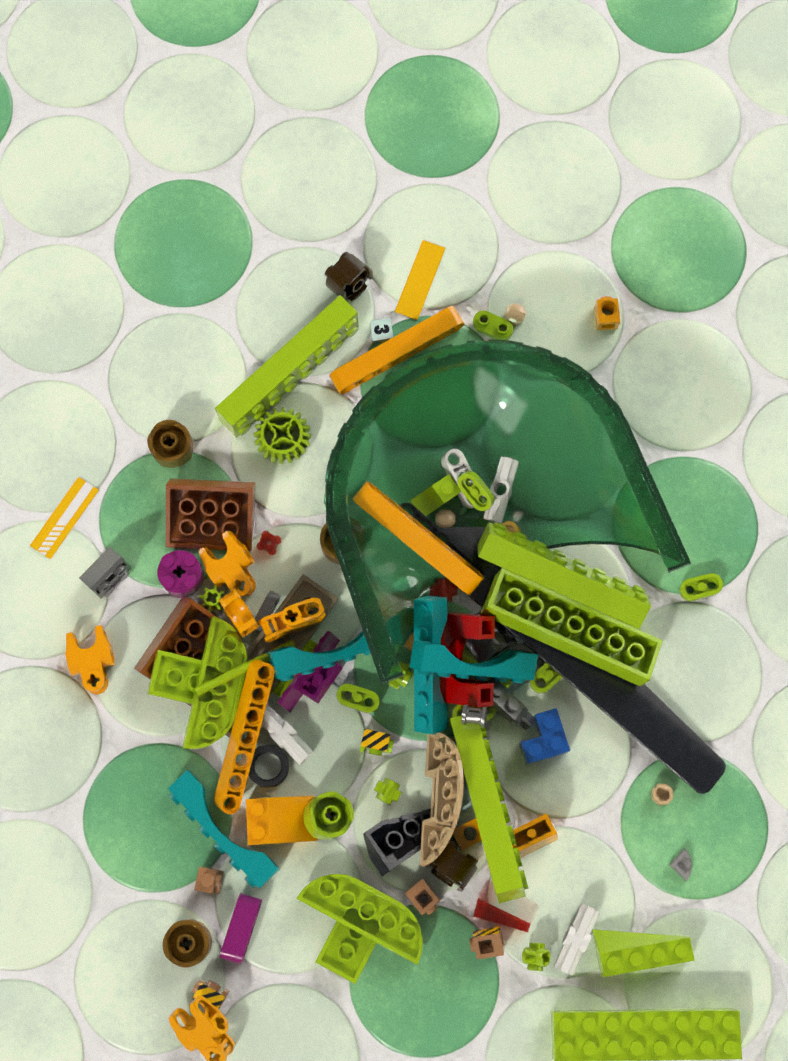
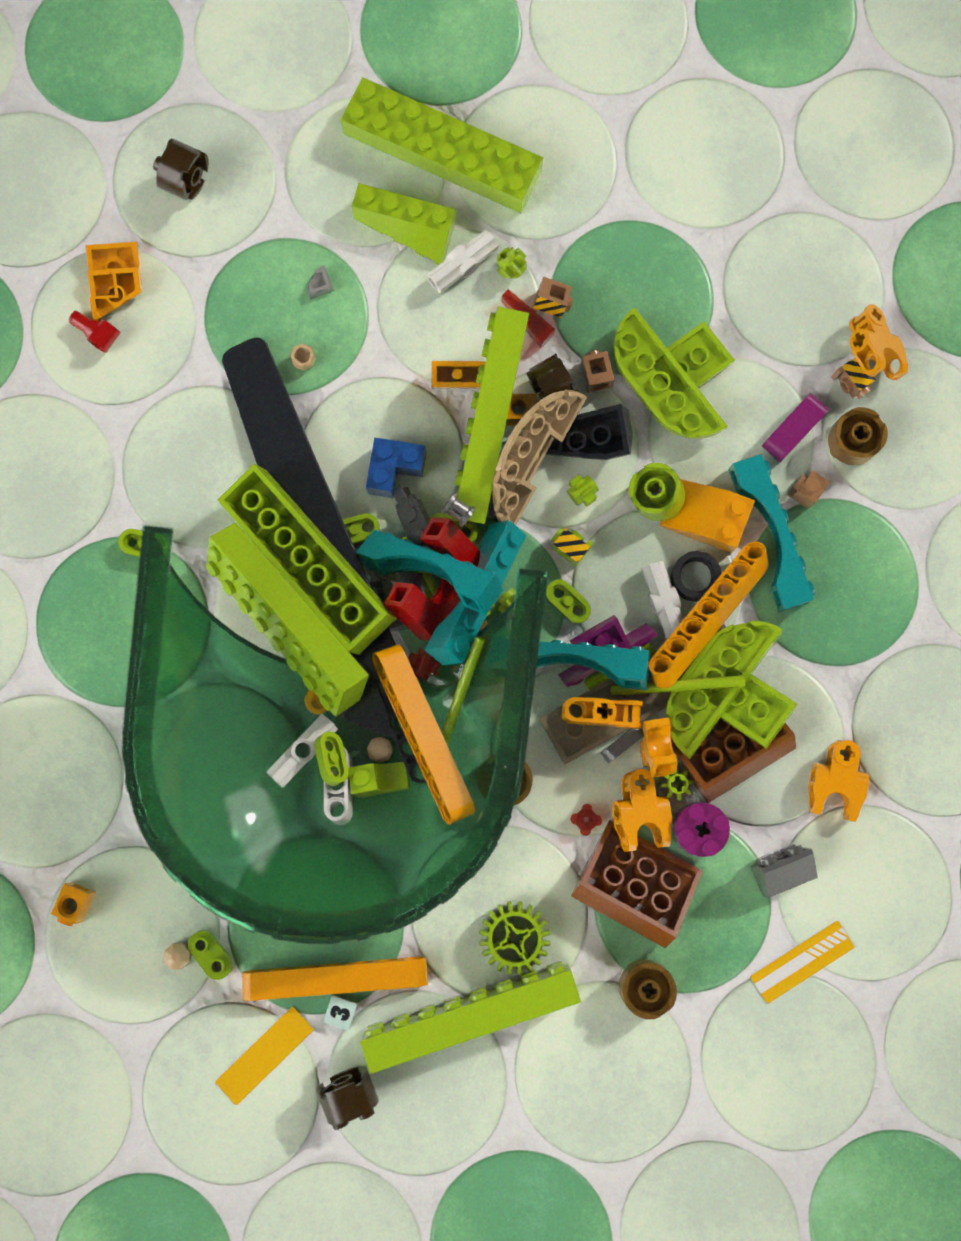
camera: 155 degrees left, 5 degrees up
(405, 583) = (462, 688): none -> lime piece

